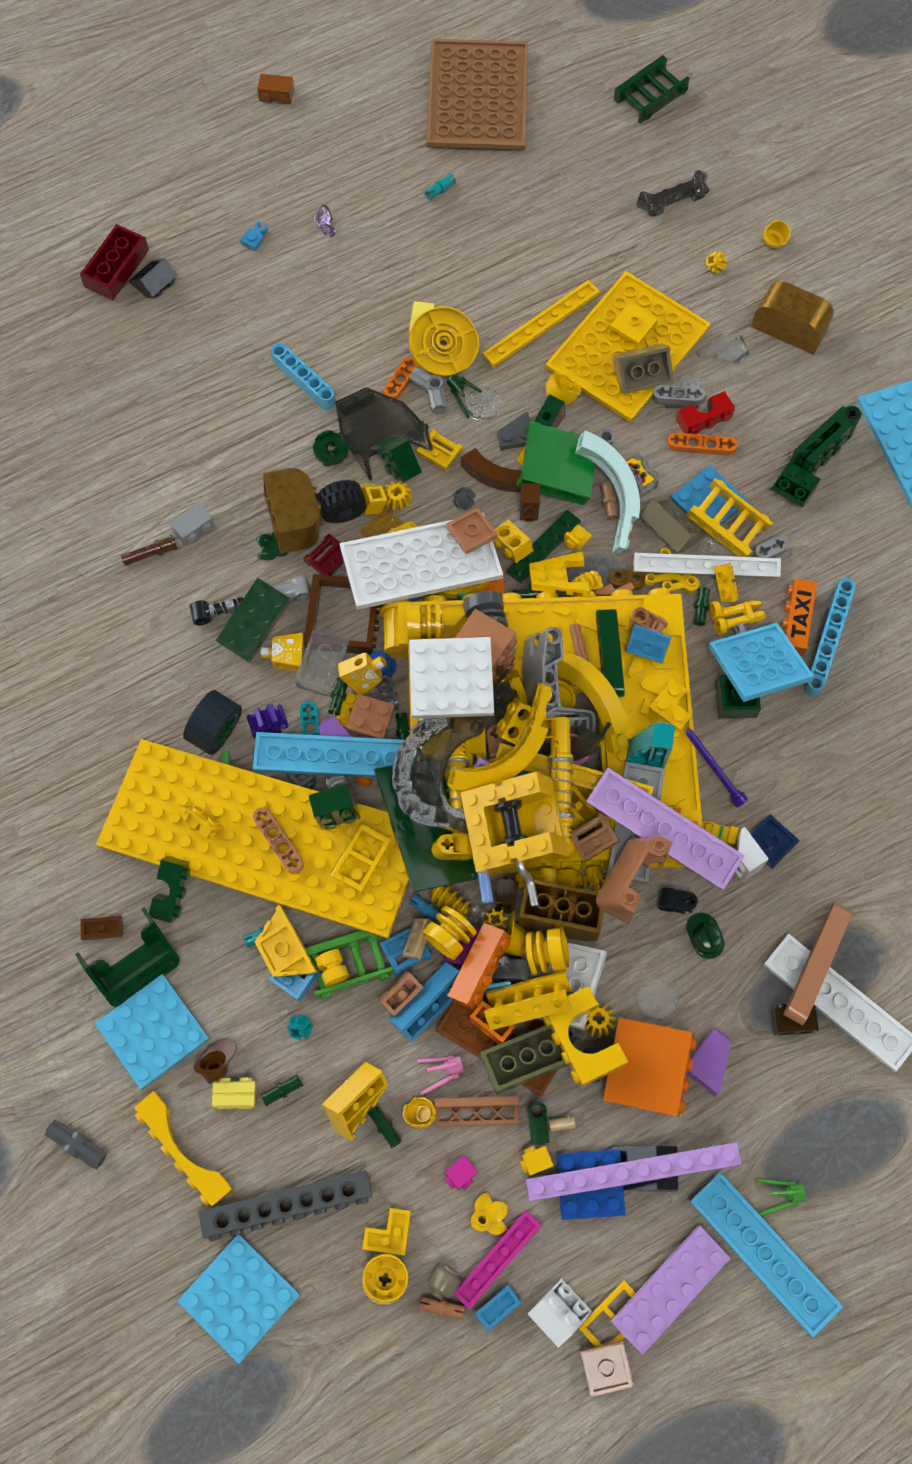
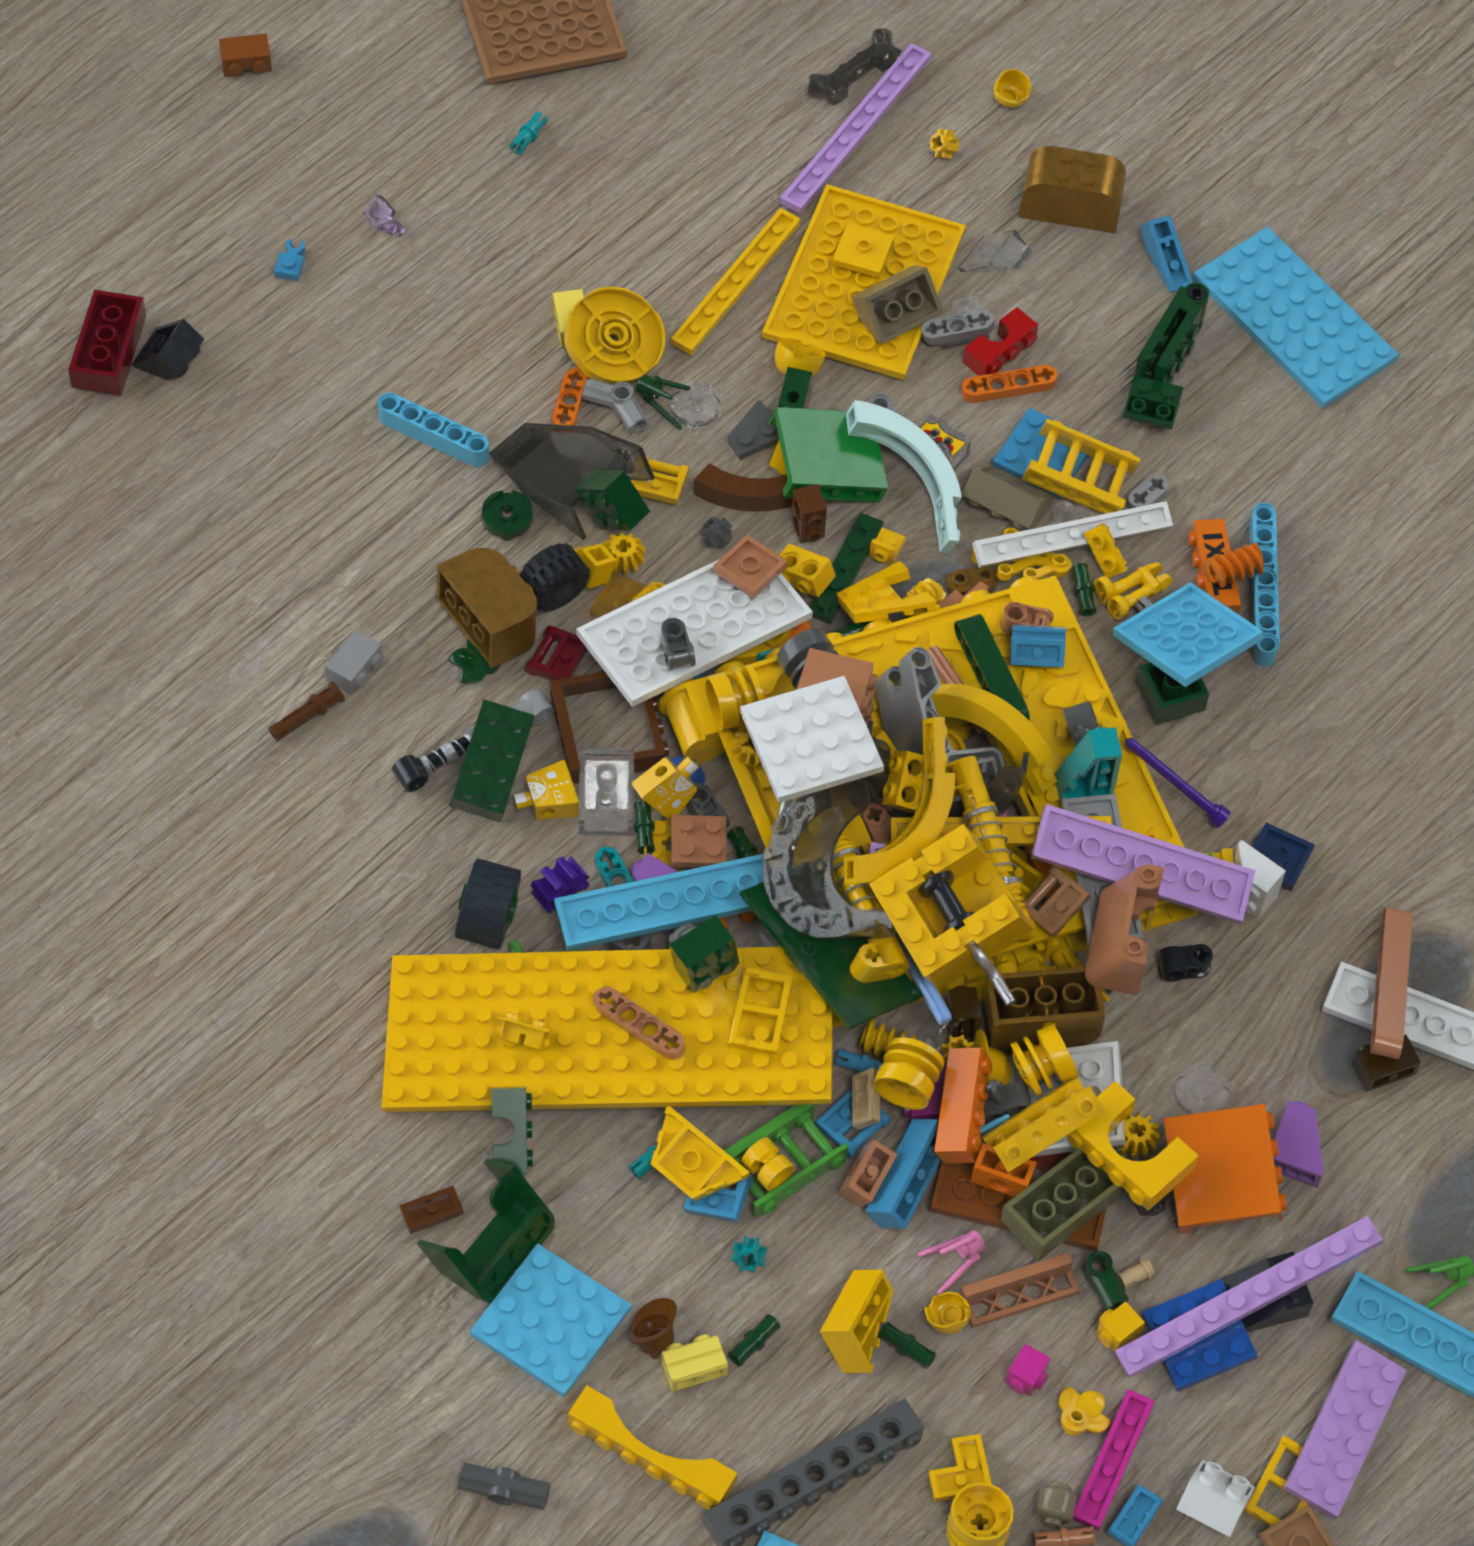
camera: 20 degrees left, 10 degrees down
(399, 576) = (676, 648): none -> dark grey piece
(609, 501) = (913, 487): medium nougat pin -> none
(658, 710) = (1080, 720): none -> dark grey beam
(660, 236) = (855, 128): none -> lavender plate
(705, 935) = (1235, 996): dark green piece -> none
(812, 619) = (1235, 564): none -> orange piece
(843, 378) = (1166, 252): none -> dark azure slope

